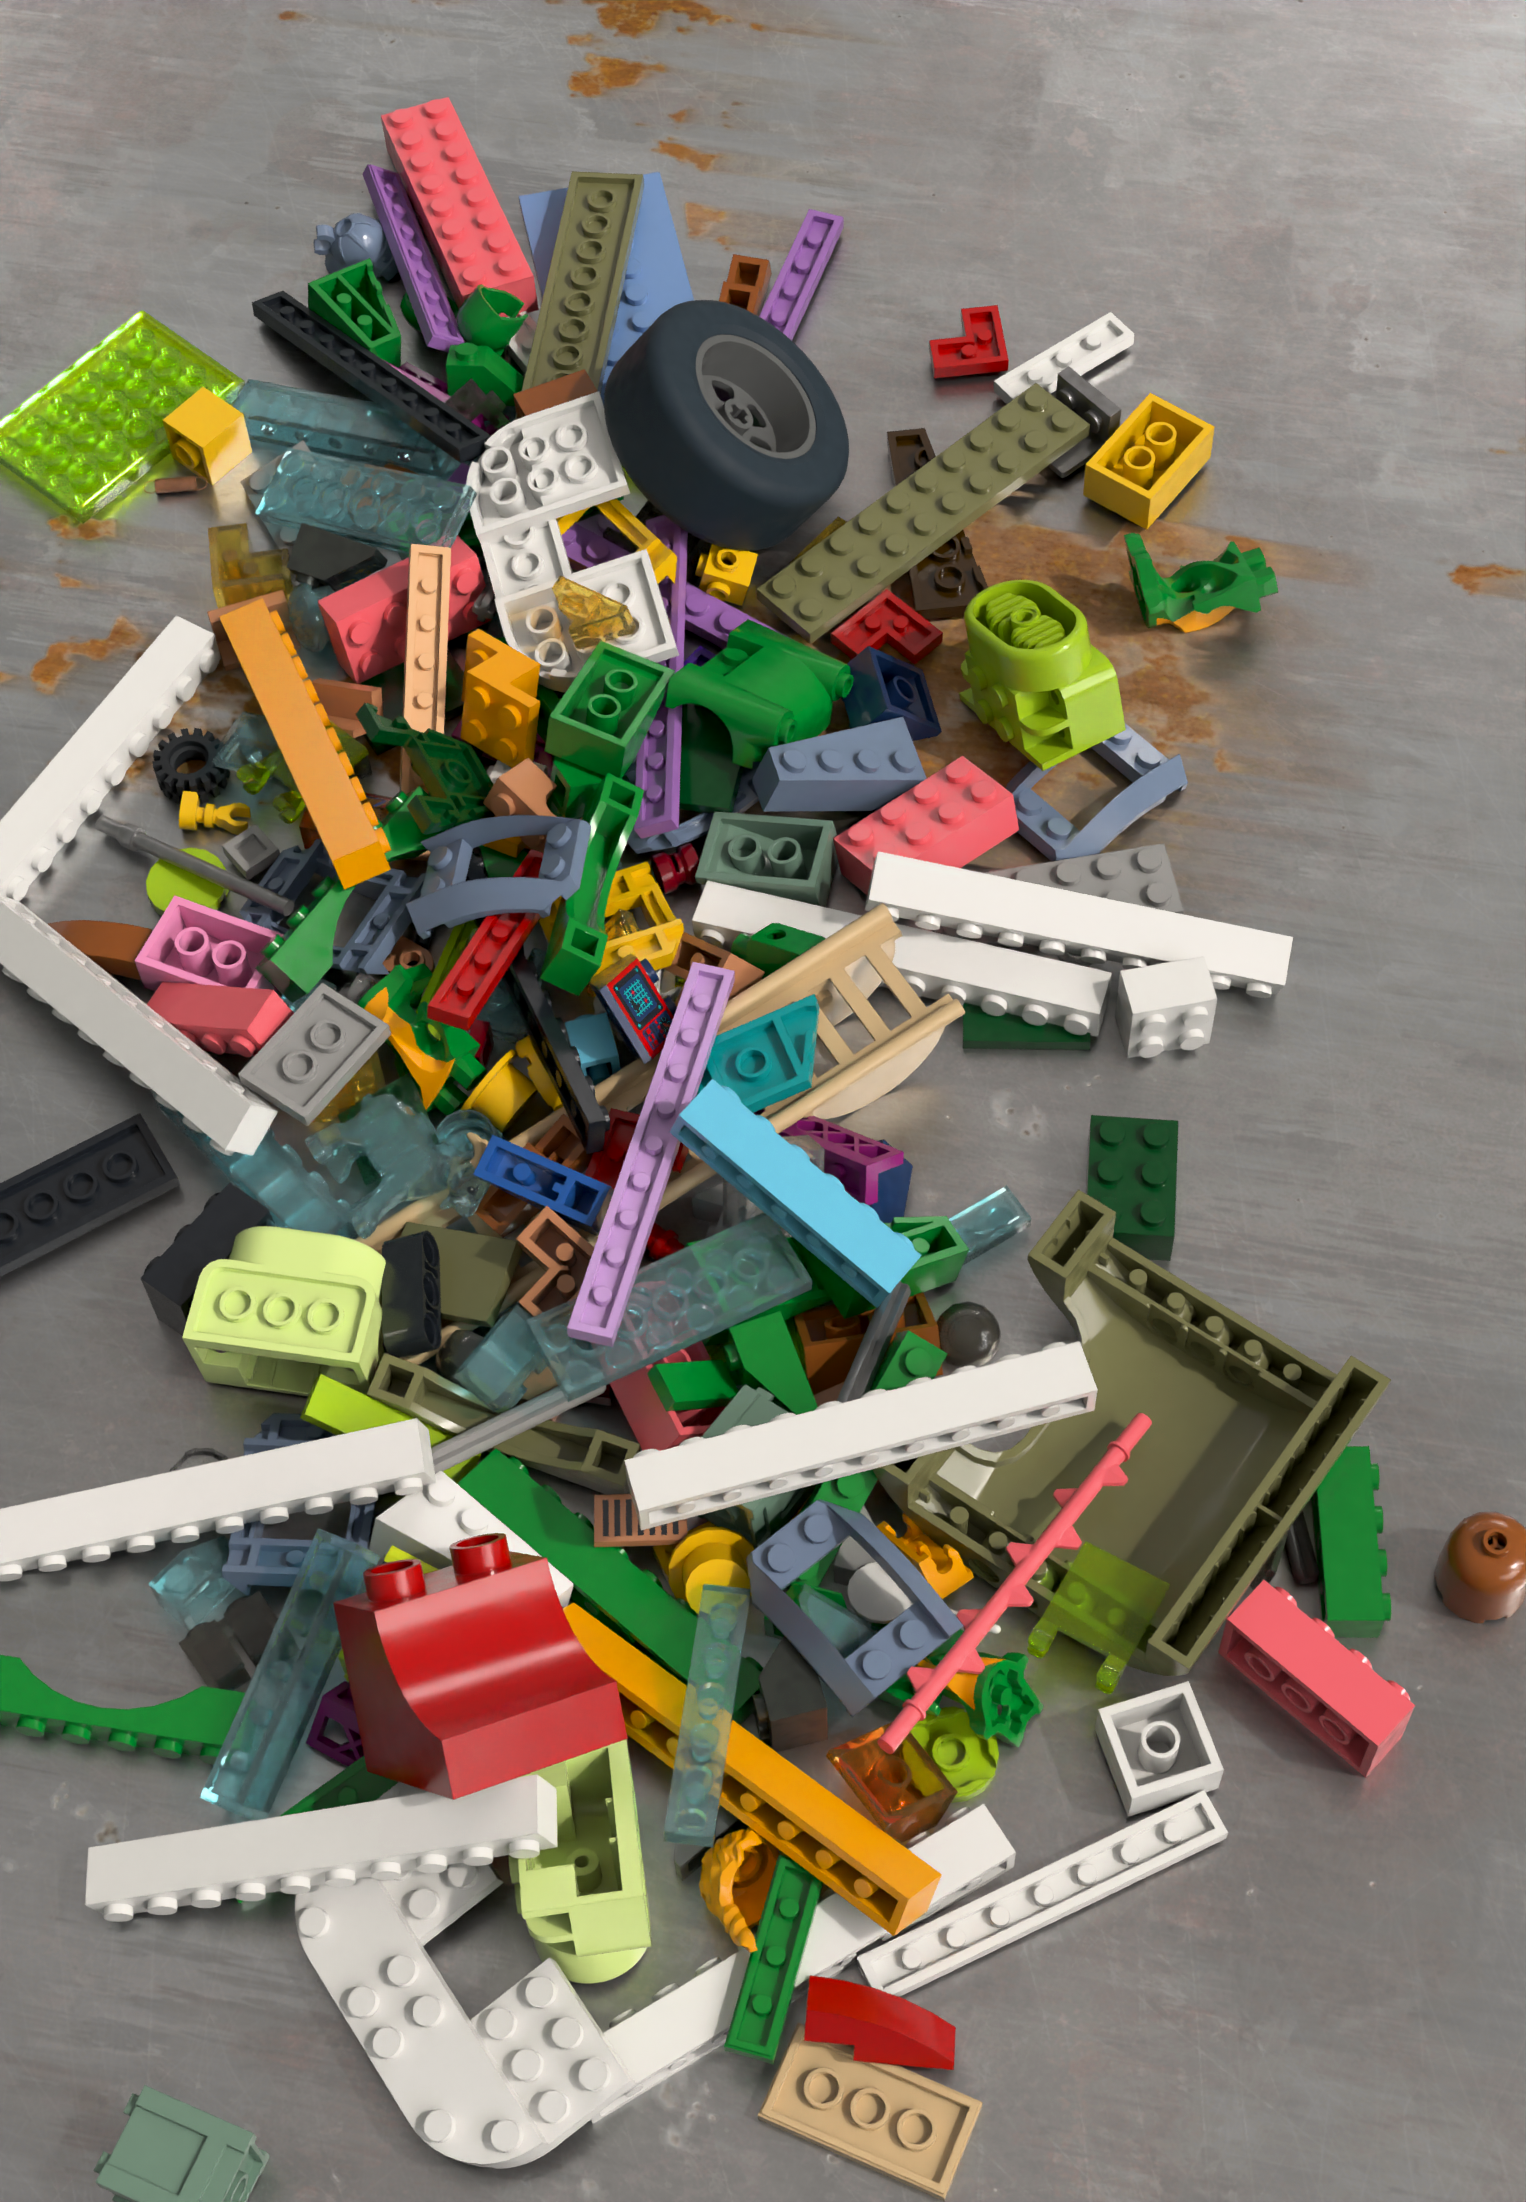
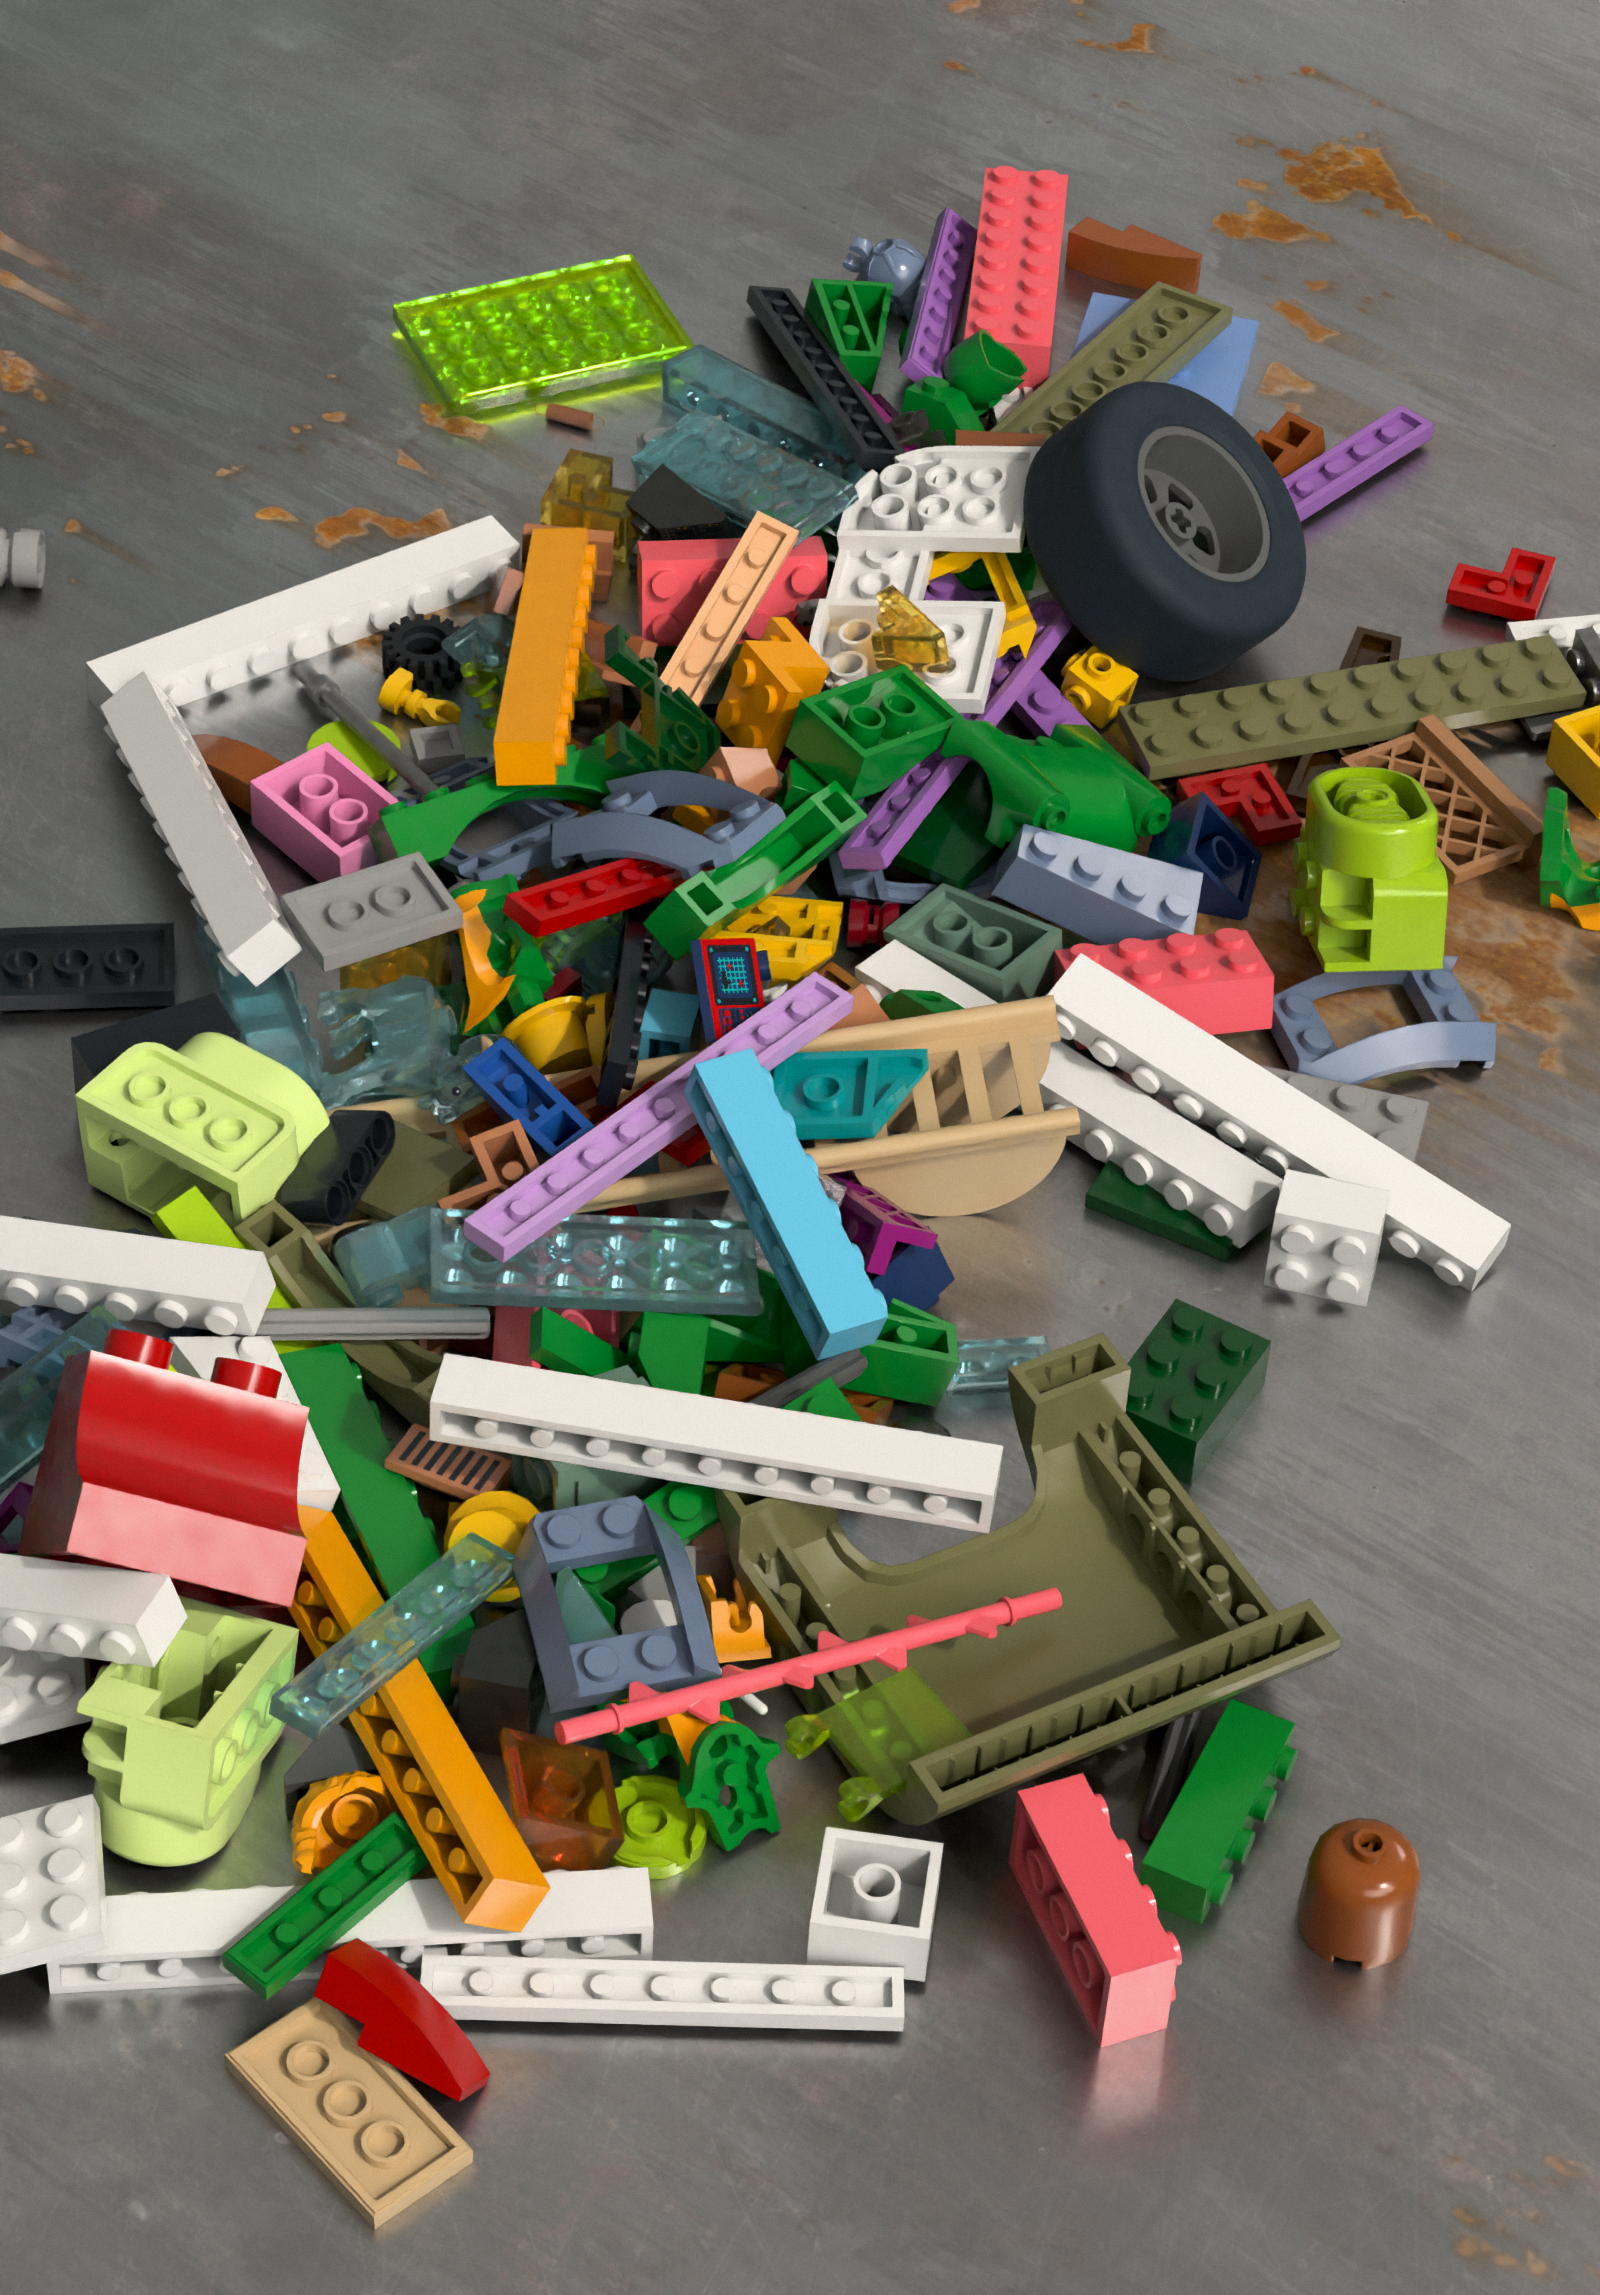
camera: 20 degrees right, 15 degrees down
(207, 435) = (626, 379): yellow head -> none
(222, 1016) = (304, 854): coral brick -> none
(229, 687) = (504, 592): none -> tile
(306, 616) = (621, 575): clear light blue piece -> none
(533, 151) = (1131, 256): none -> dark orange slope
(1051, 549) = (1469, 788): none -> medium nougat fence

